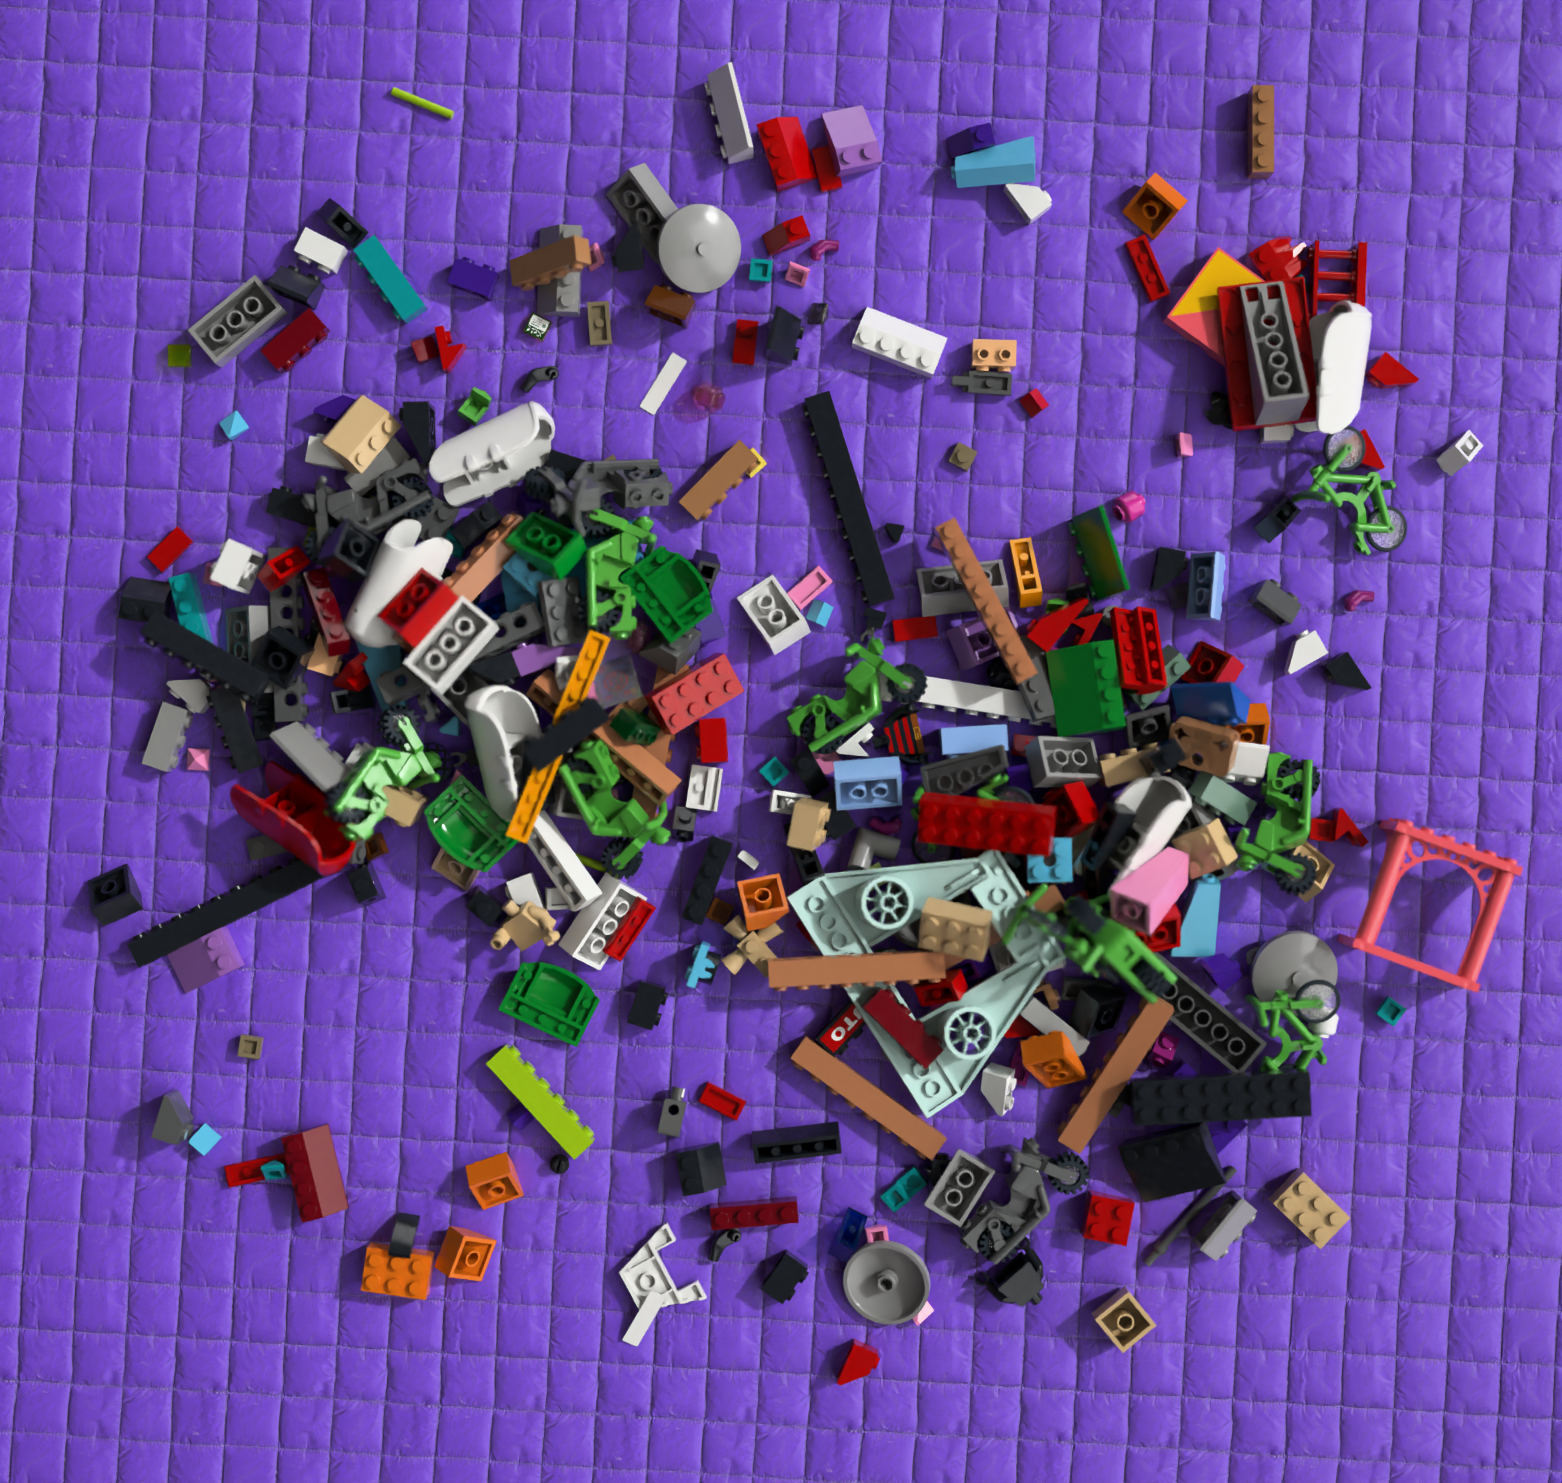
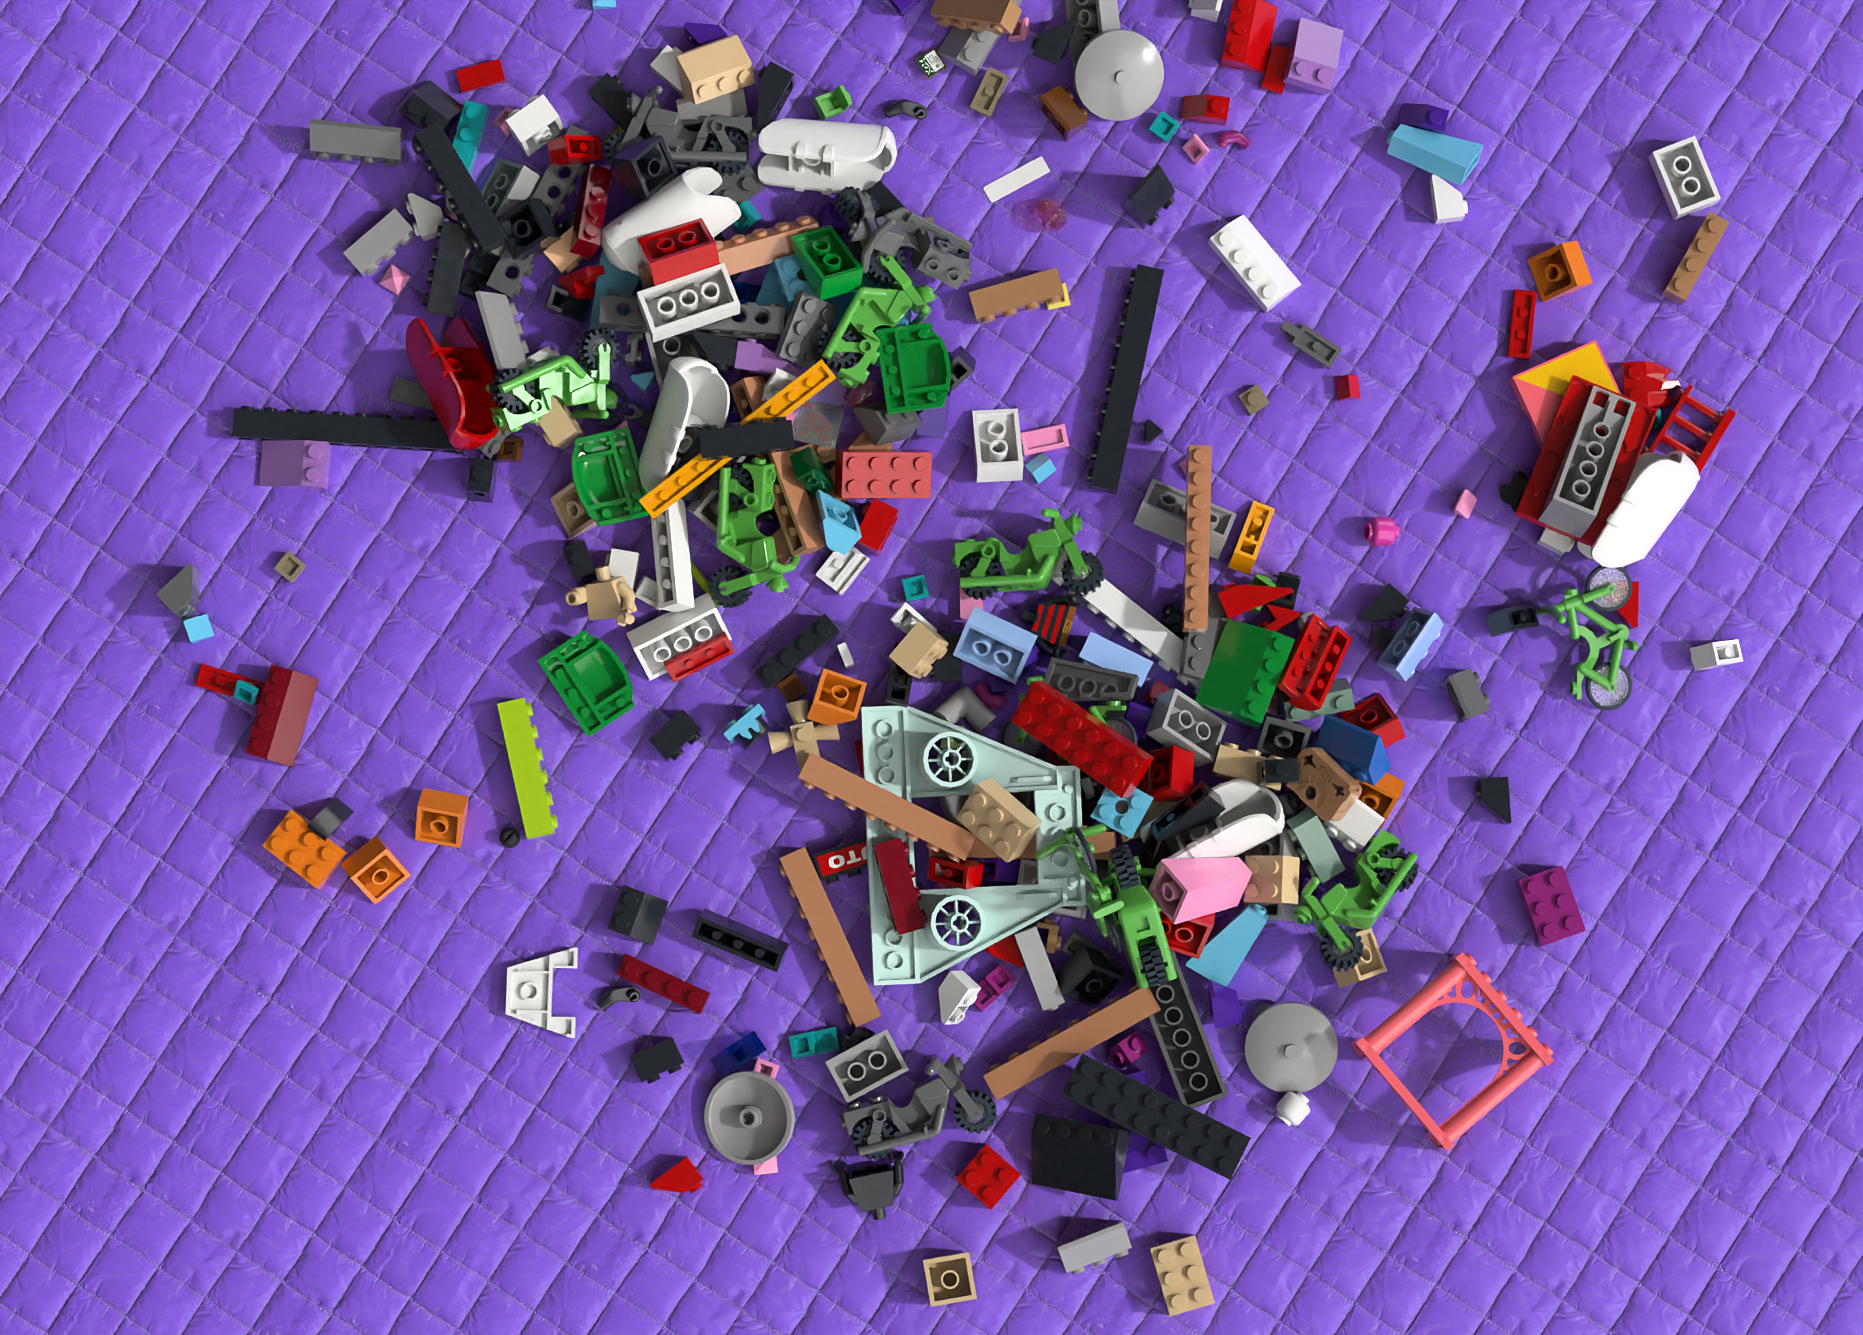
camera: 30 degrees right, 5 degrees down
(98, 664) = (357, 142): none -> slope
(114, 895) = (247, 359): black slope -> none
(425, 349) = (817, 27): dark red slope -> none
(448, 354) = (836, 43): red slope -> none
(477, 525) = (772, 210): black slope -> none
(520, 1116) = (500, 773): dark purple slope -> none
(644, 1318) = (505, 1023): white sticker -> none
(669, 1123) = (634, 856): dark grey torso -> none
(681, 756) = (838, 523): none -> medium azure slope
(684, 824) = (805, 590): black bracket -> none
(722, 1101) = (693, 865): red tile -> none
(745, 342) = (1113, 184): red slope -> none
(809, 772) = (947, 607): black slope -> none
(818, 314) = (1195, 196): clear smoke slope -> none
(852, 747) = (1000, 605): white slope -> none
(875, 620) = (1087, 503): black piece -> none
(915, 628) = (1120, 531): red tile -> none
(973, 643) = (1166, 574): medium lavender slope -> none
(993, 354) = (1334, 323): light nougat brick -> none
(1052, 1059) = (1020, 997): orange slope -> none
(1098, 553) = (1327, 557): green slope -> none
(1123, 1098) = (1066, 1072): piece -> none
(1160, 1247) = (1023, 1234): dark grey bar -> none
(1214, 69) = (1684, 177): none -> white brick
(1304, 650) = (1470, 755): white slope -> none
(1314, 1003) = (1293, 1081): bright green piece -> none
(1321, 830) = (1390, 928): red bracket -> none
(1344, 825) = (1416, 935): red slope -> none
(1356, 597) = (1544, 734): magenta arm -> none
(1389, 373) = (1691, 545): red slope -> none
(1390, 1011) = (1362, 1135): teal plate -> none
(1440, 737) = (1550, 906): none -> magenta brick

